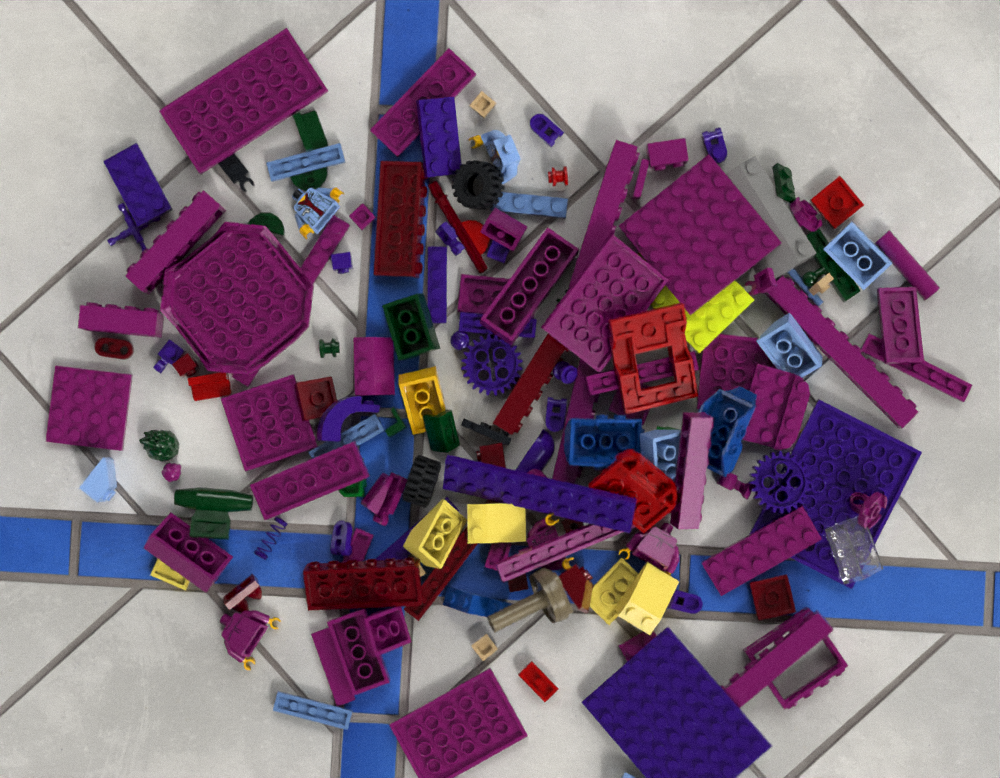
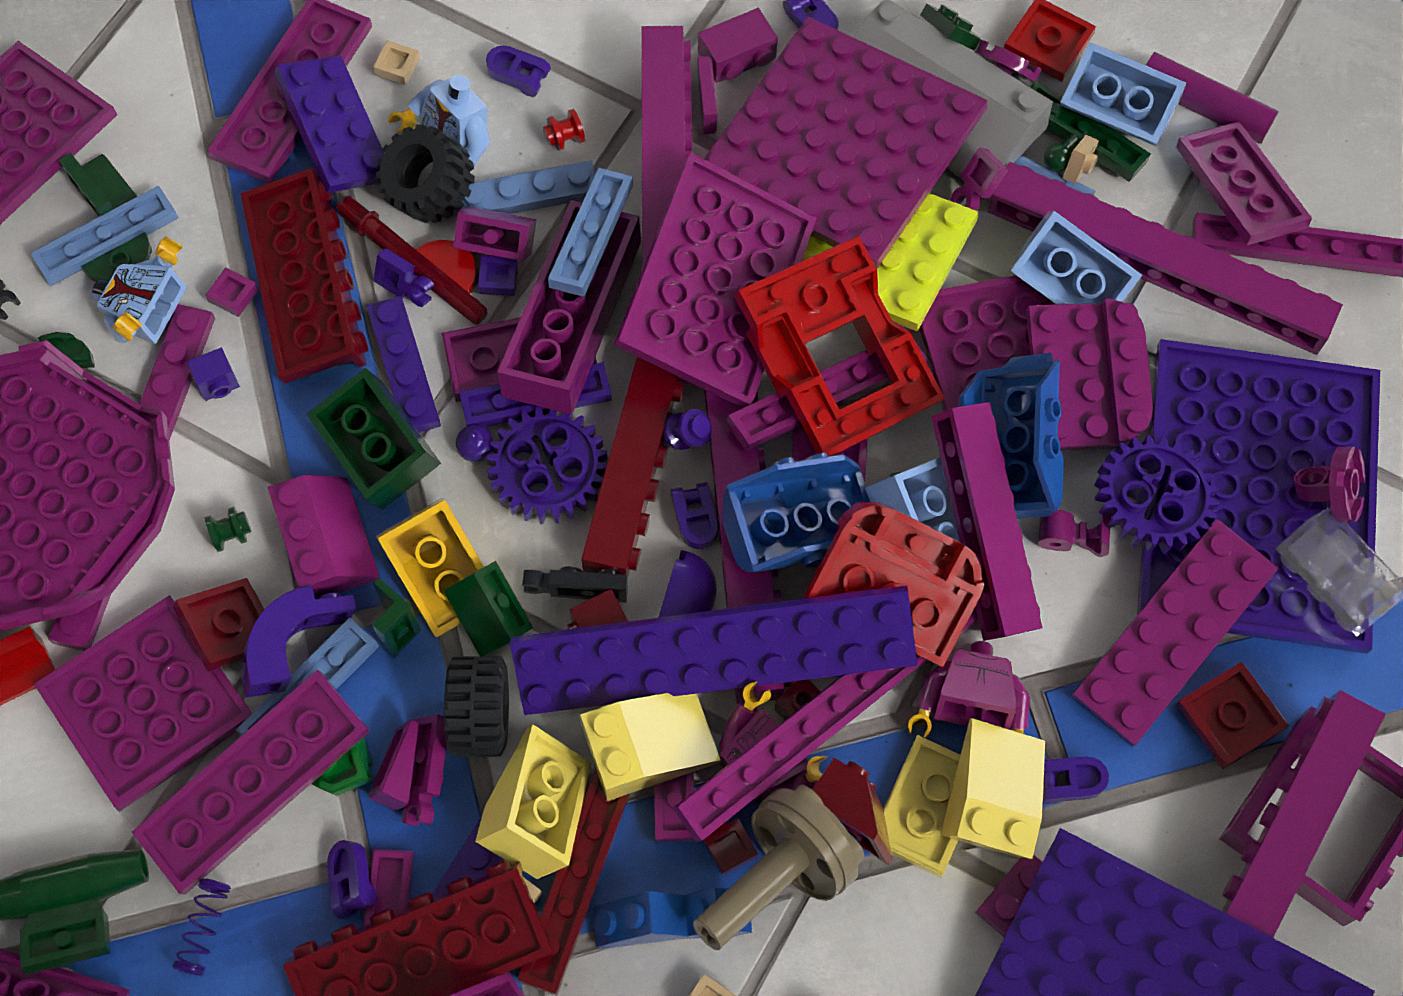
camera: 20 degrees left, 20 degrees down
(551, 254) = (590, 232): none -> medium blue plate

